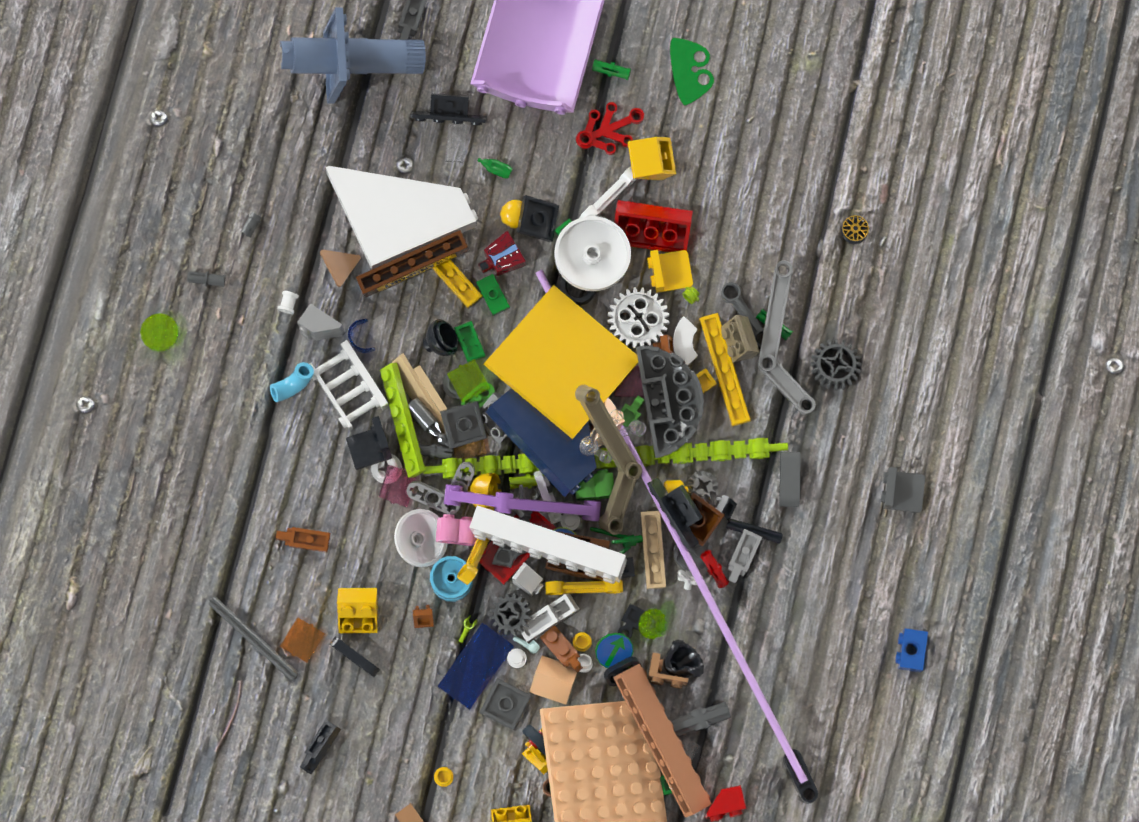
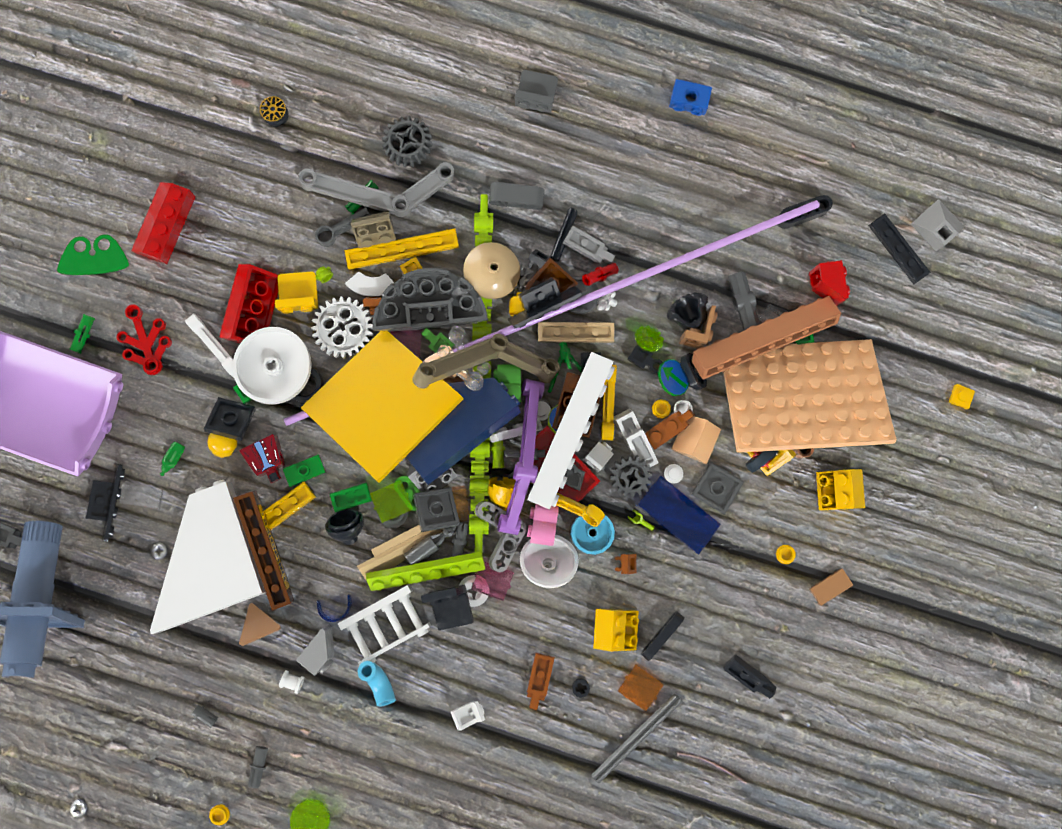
camera: 90 degrees left, 5 degrees up
(160, 248) = (219, 814): none -> yellow plate
(266, 472) = (468, 715): none -> white bracket
(293, 578) = (583, 682): none -> black bush
(532, 647) = (663, 458): light aqua hand -> none
(652, 158) = (179, 298): yellow slope -> none
(693, 461) = (487, 282): none -> tan dish
(729, 134) = (164, 222): none -> red slope

